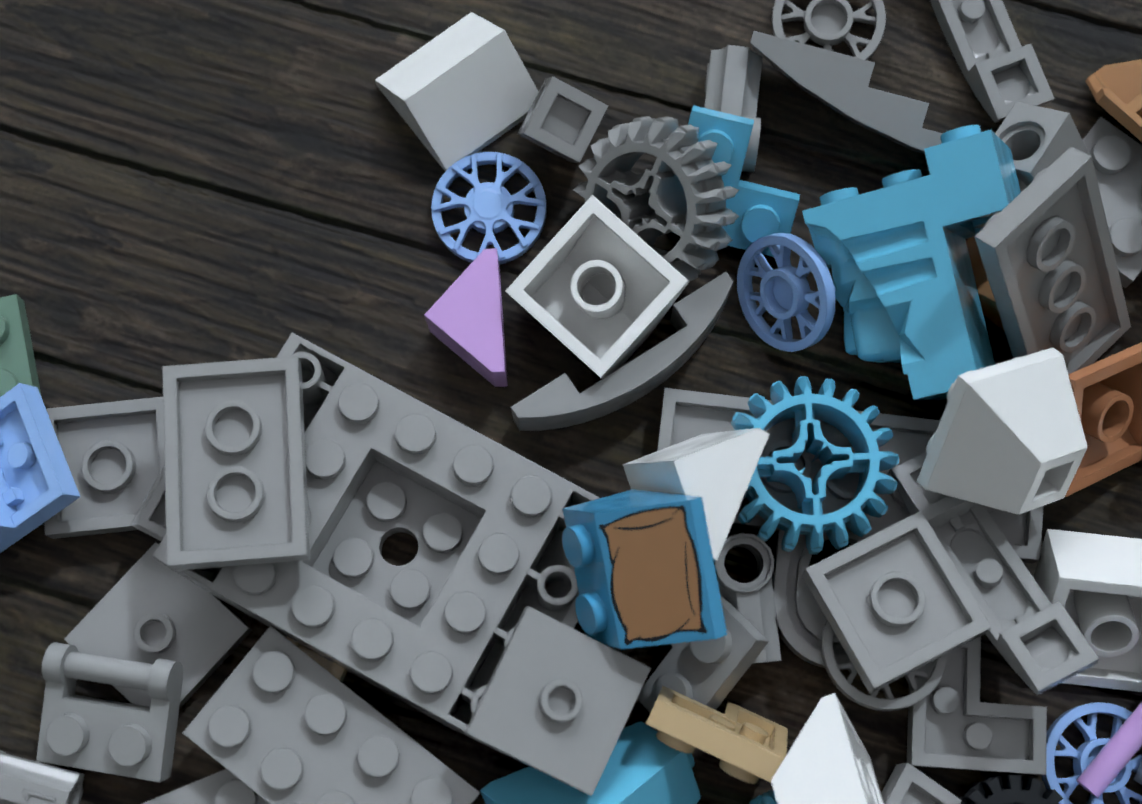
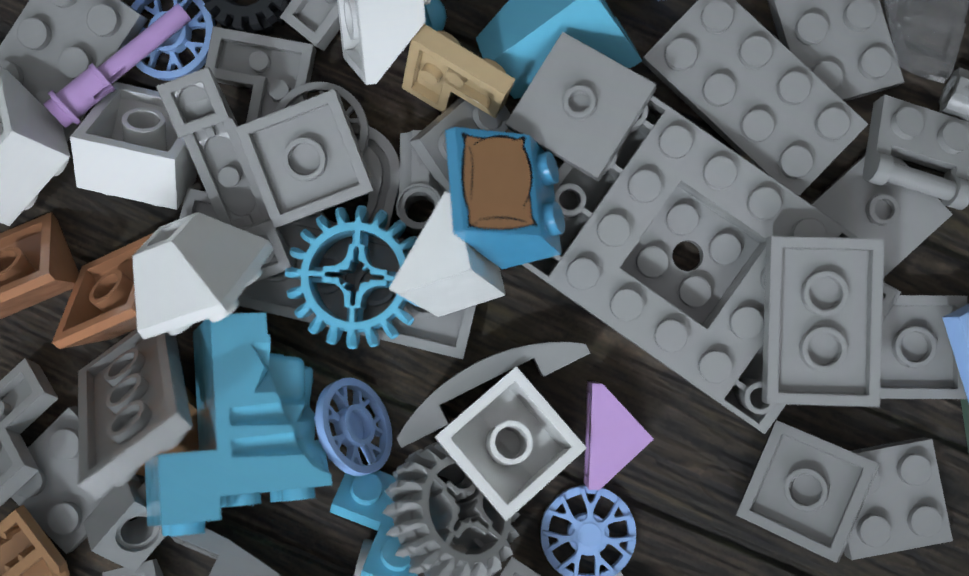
camera: 175 degrees left, 10 degrees up
(131, 287) = (903, 503): none -> light grey plate
(232, 279) = (808, 490): none -> light grey plate

